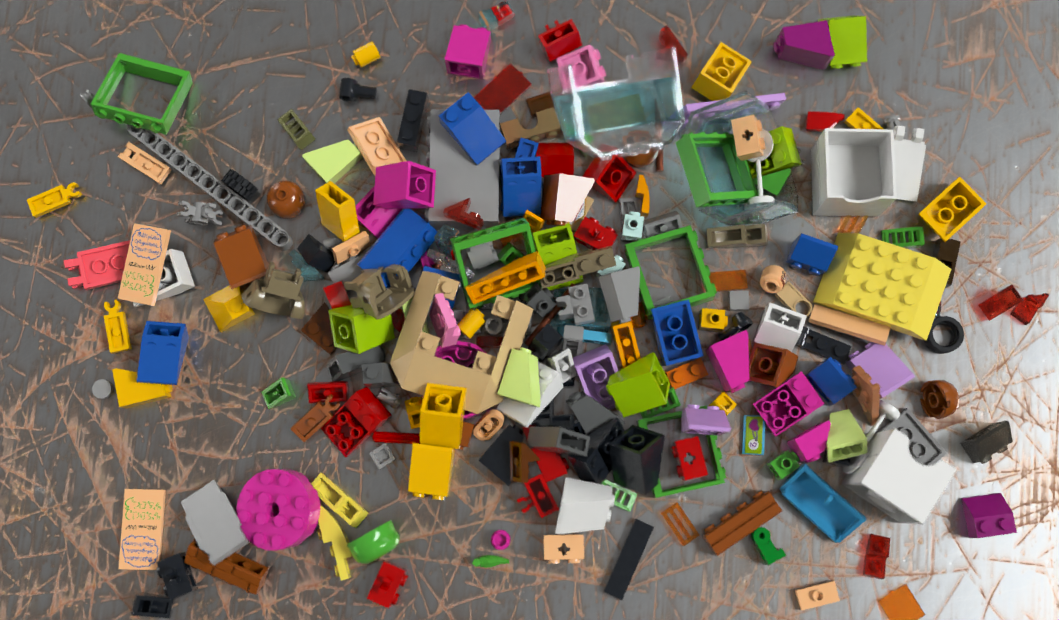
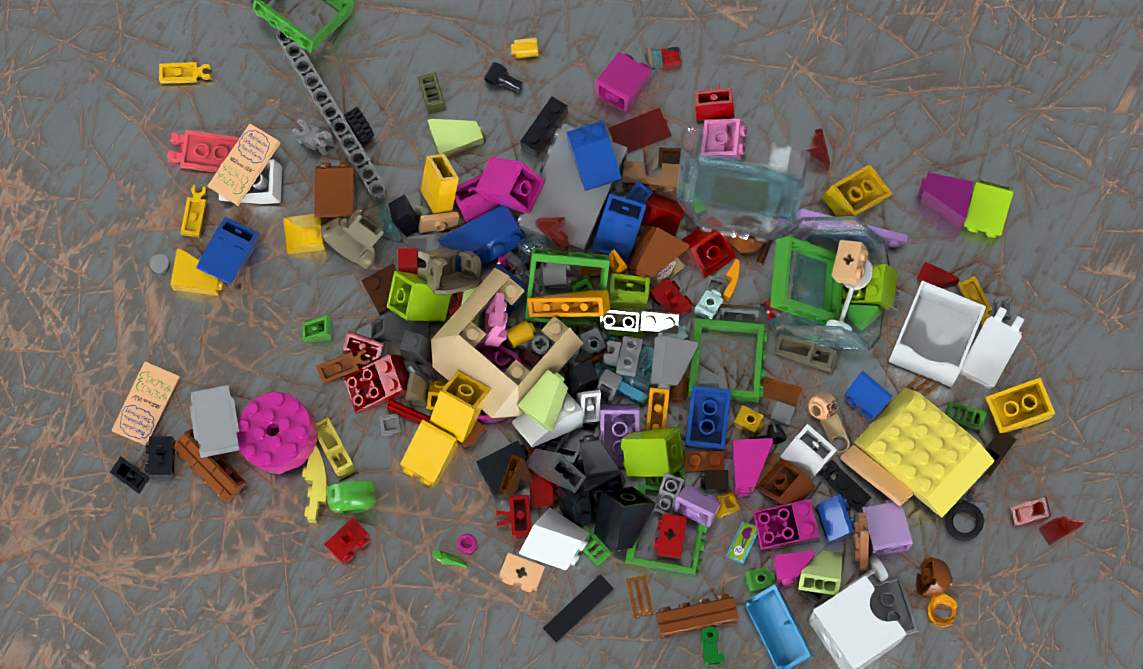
camera: 25 degrees right, 5 degrees down
(145, 163) = (279, 71): light nougat plate -> none
(286, 199) = (396, 155): dark orange cylinder -> none
(375, 143) = (500, 135): light nougat tile -> none
(396, 415) = (417, 390): none -> dark tan slope
(488, 425) = (500, 433): light nougat plate -> none
(671, 420) = (668, 493): none -> light grey slope
(689, 211) = (773, 321): none -> leg
(705, 388) = (715, 481): none -> dark brown brick
(965, 433) = (942, 599): none -> light orange piece
(988, 441) = (961, 635): clear smoke slope -> none

